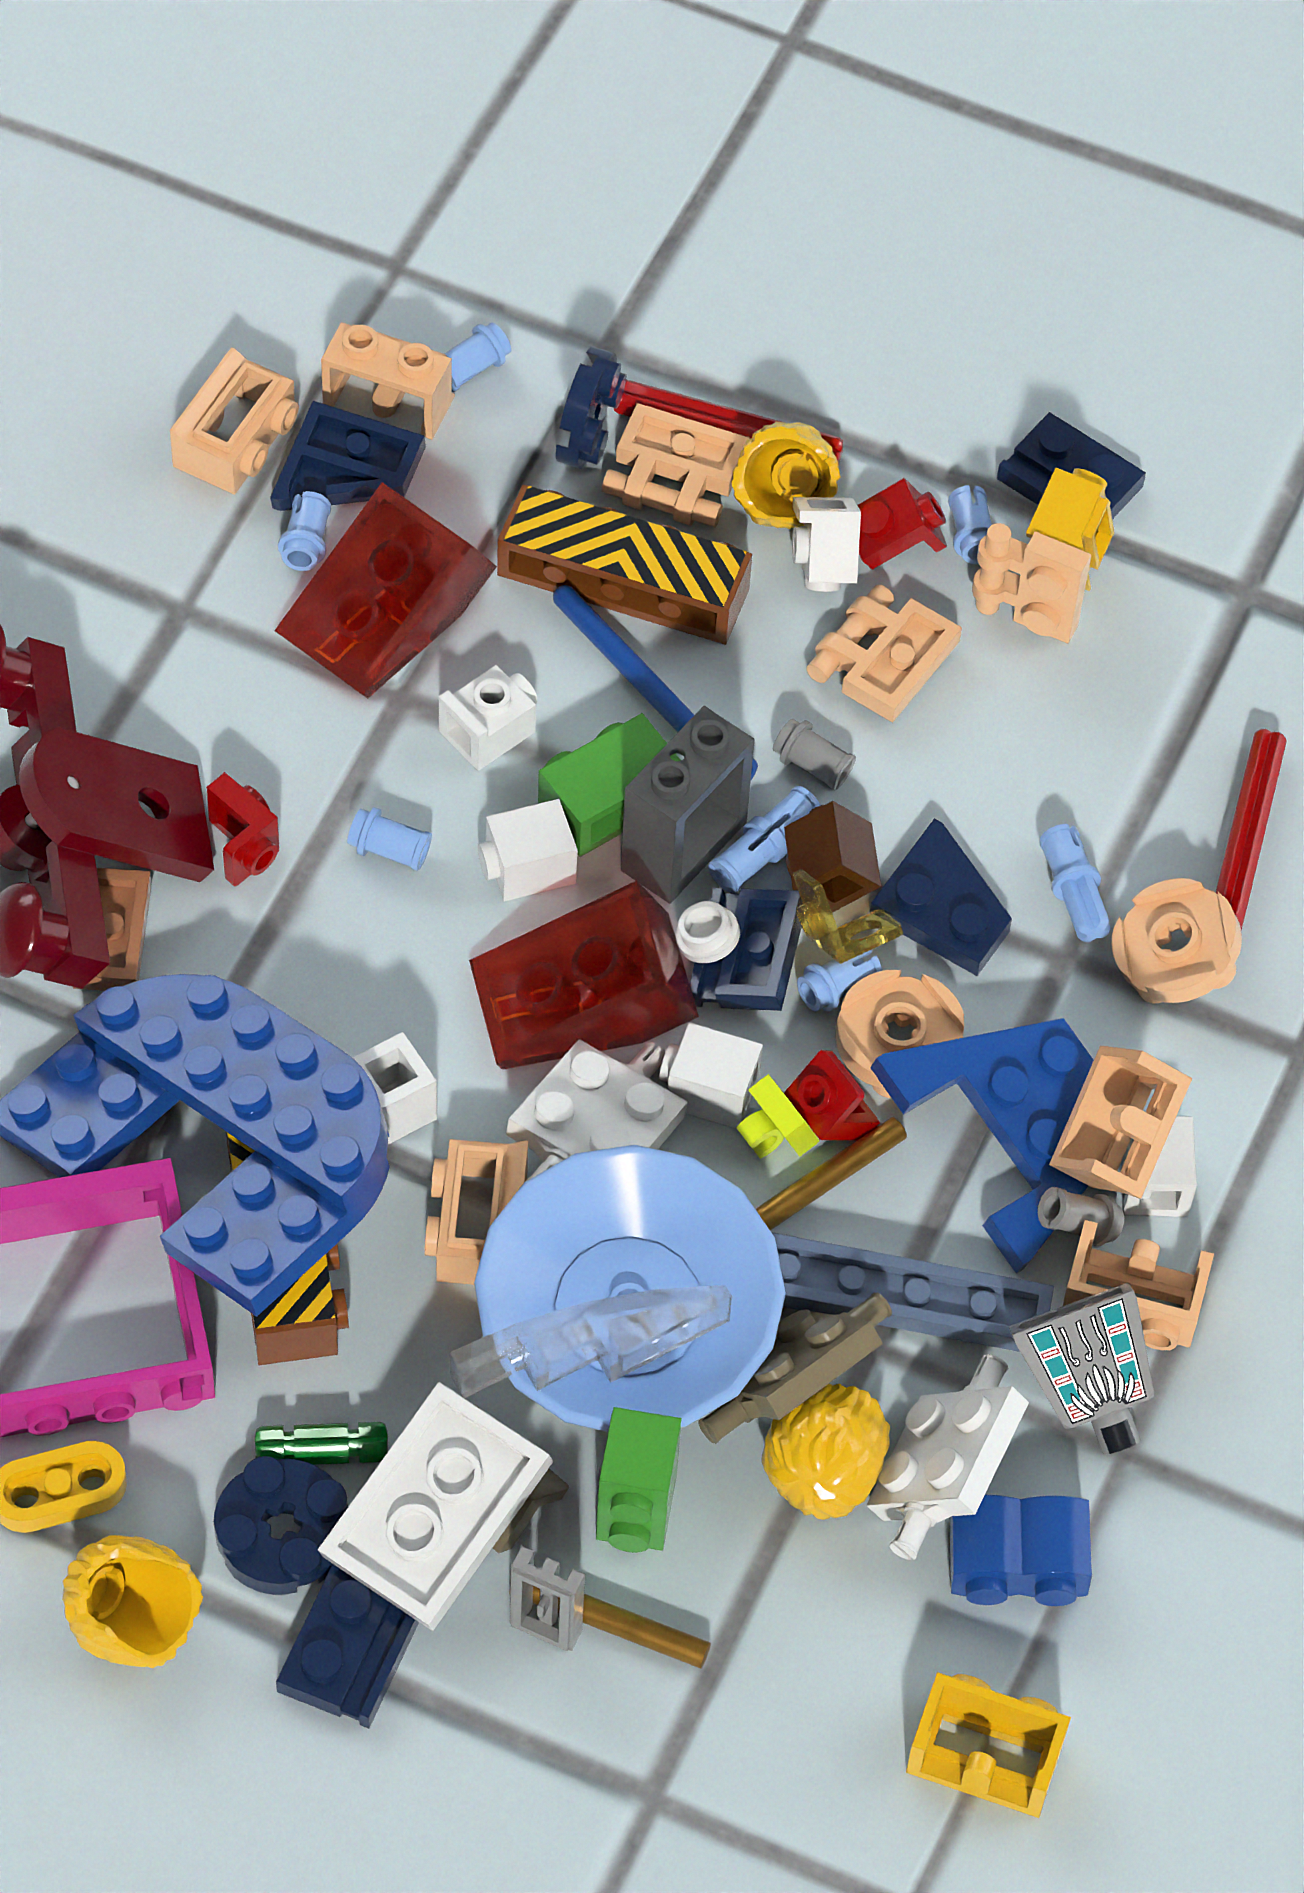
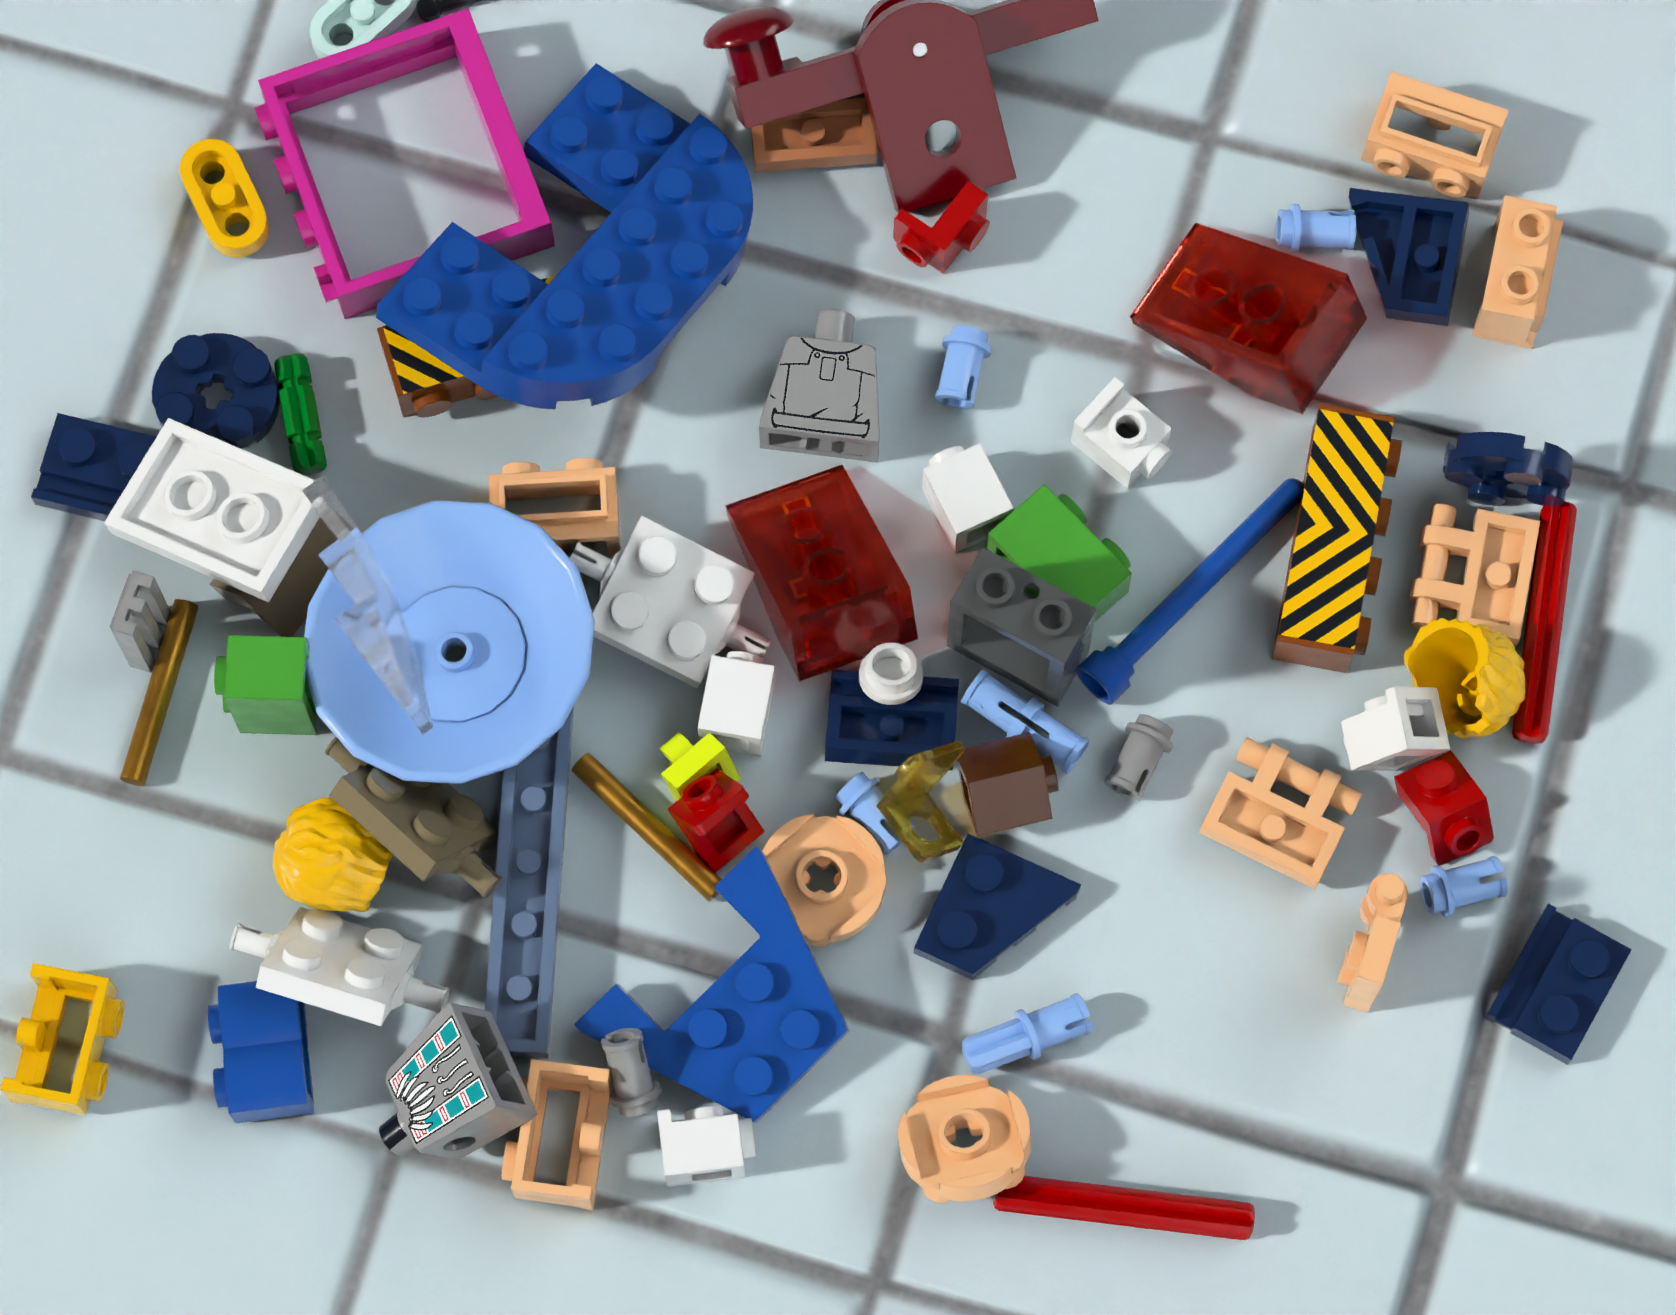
camera: 85 degrees right, 15 degrees up
(130, 1600) = (104, 272): yellow hair -> none
(398, 954) = (824, 394): none -> light grey torso
(402, 1085) = (662, 407): white brick -> none
(478, 352) = (1574, 353): light blue pin -> none
(1076, 514) = (1447, 975): yellow window -> none
(1112, 1113) = (707, 1086): light nougat window -> none

